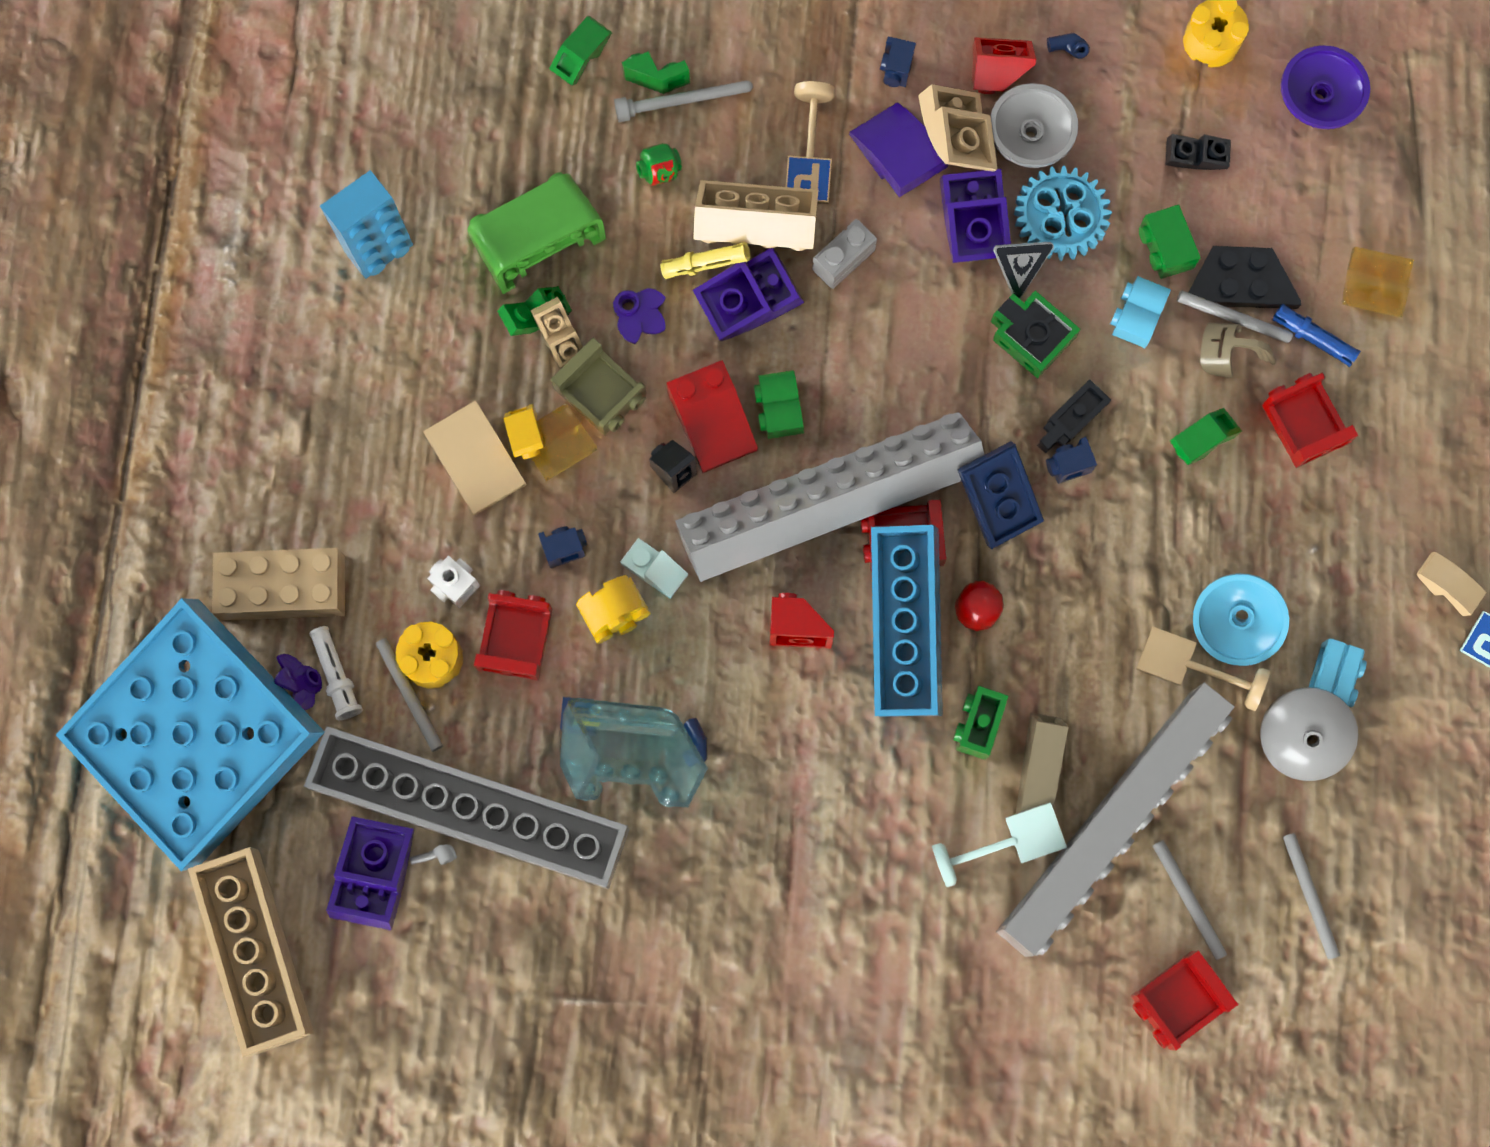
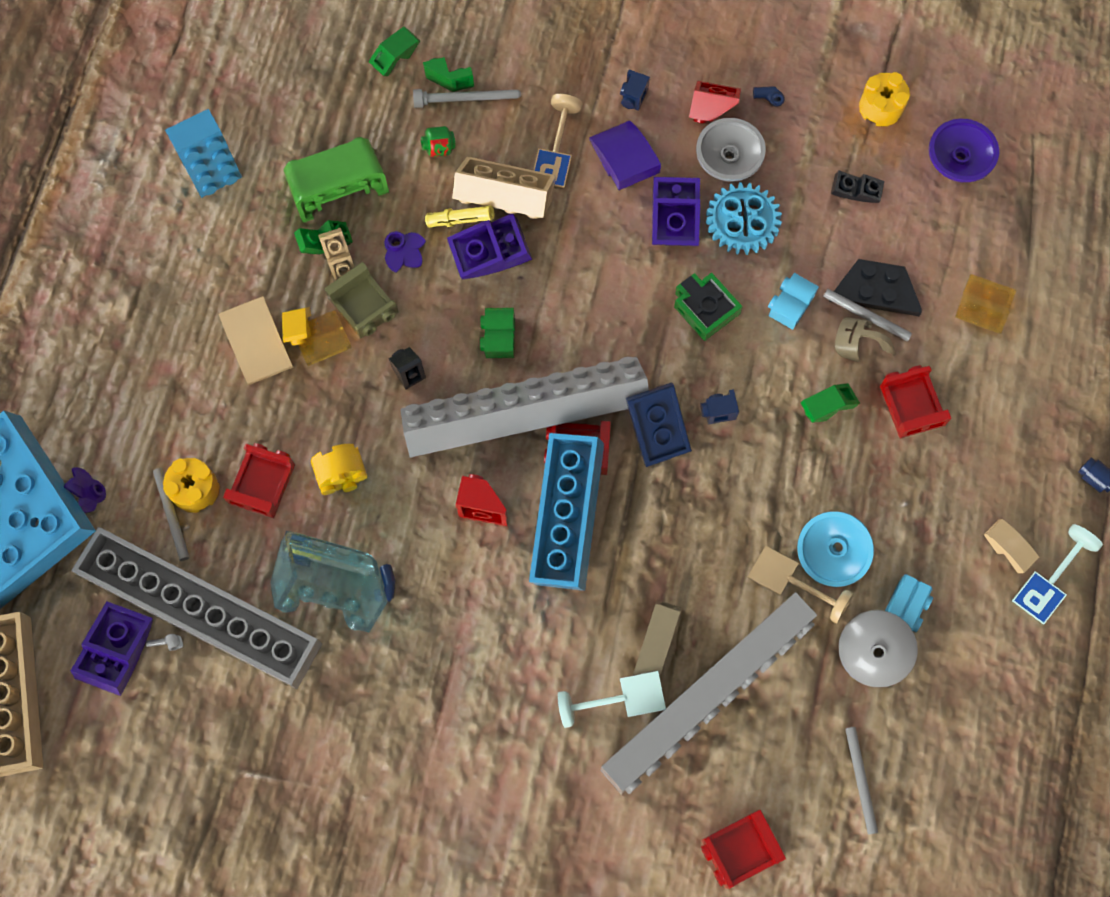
camera: 10 degrees right, 5 degrees down
(278, 584) = (87, 414): tan brick -> none
(339, 686) = (118, 499): white pin -> none
(459, 588) = (220, 431): white brick -> none
(563, 545) = (311, 416): dark blue brick -> none
(654, 568) = (379, 444): light aqua slope -> none
(712, 416) = (444, 334): red slope -> none
(844, 254) = (568, 226): light grey brick -> none
(958, 127) = (671, 142): tan slope -> none
(979, 605) = (629, 509): red hair -> none
(981, 722) = (614, 600): green brick -> none
(1021, 263) = (704, 251): black piece -> none
(1074, 416) = (728, 373): black hinge -> none
(1169, 242) = (823, 250): green brick -> none
(1189, 900) = (761, 768): light grey bar -> none
(1316, 335) = (929, 337): blue pin -> none

